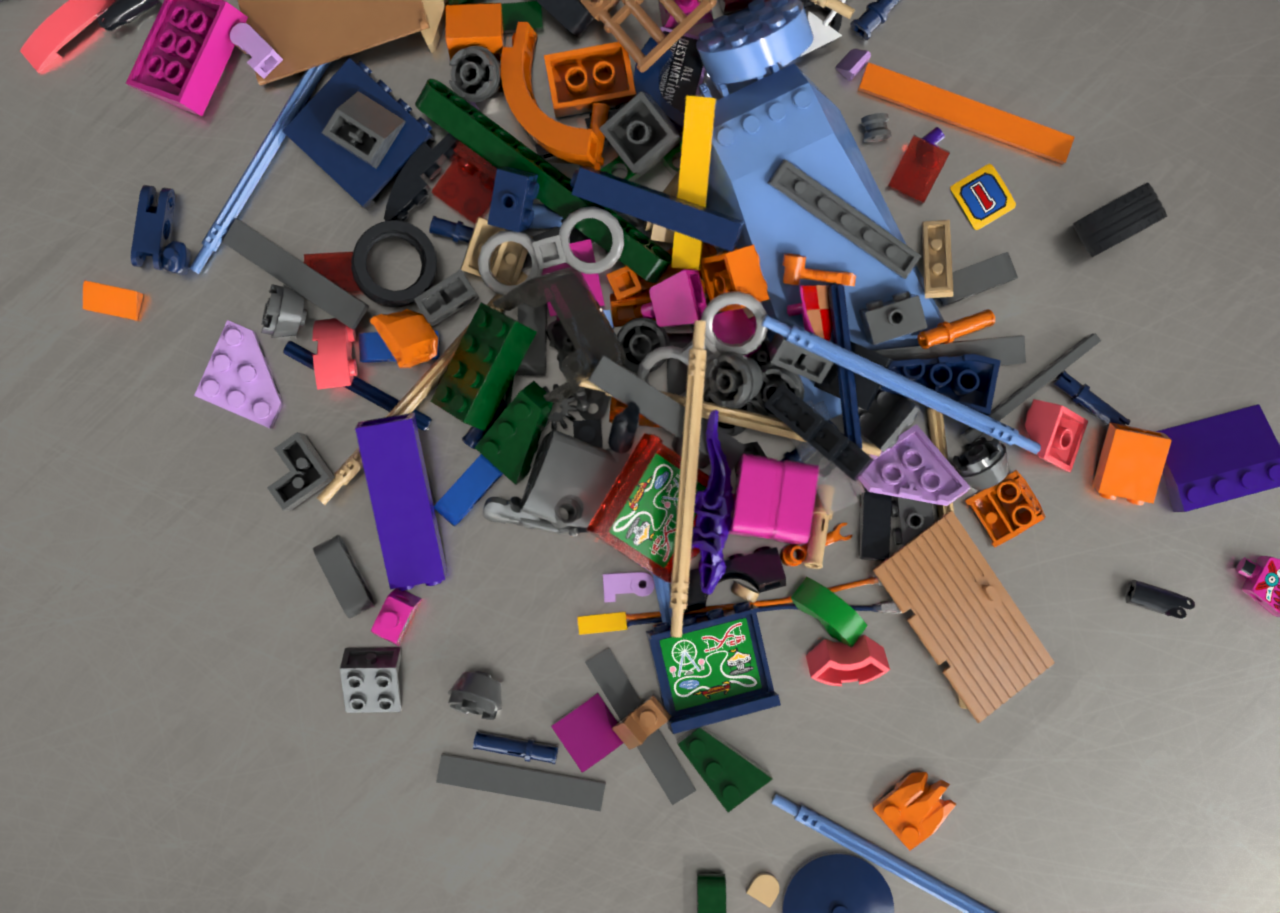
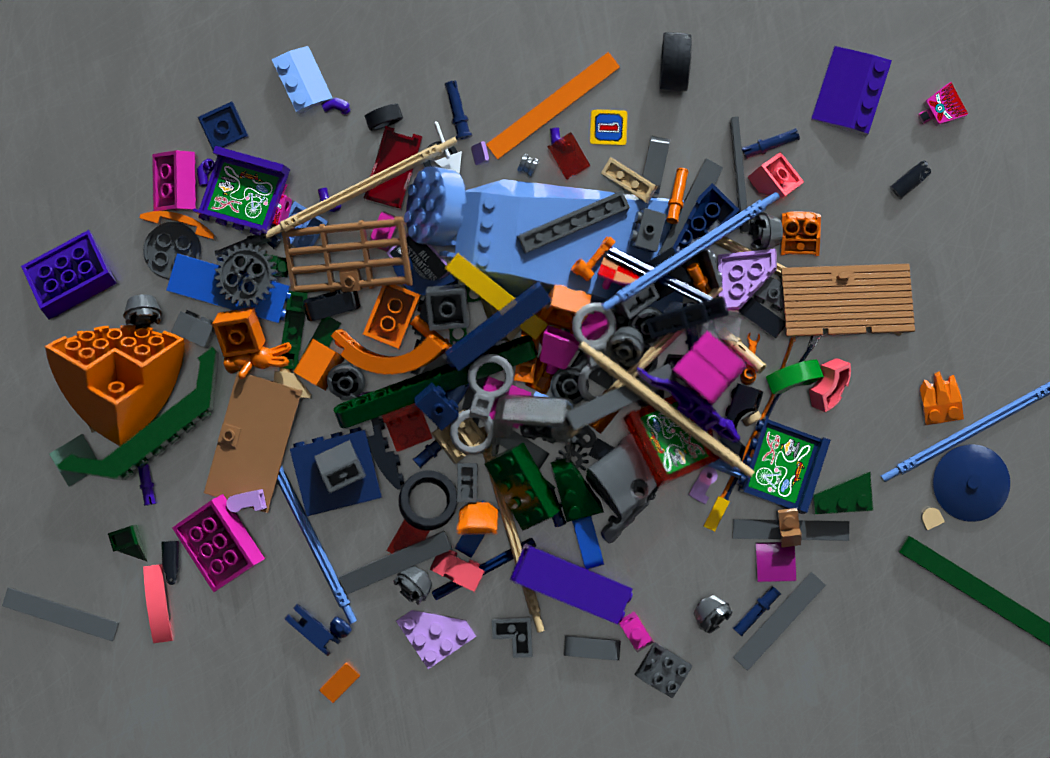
camera: 55 degrees left, 0 degrees up
(624, 428) = (614, 427): black piece -> none
(872, 420) = (699, 279): none -> orange pin
(1131, 463) = (821, 145): orange brick -> none

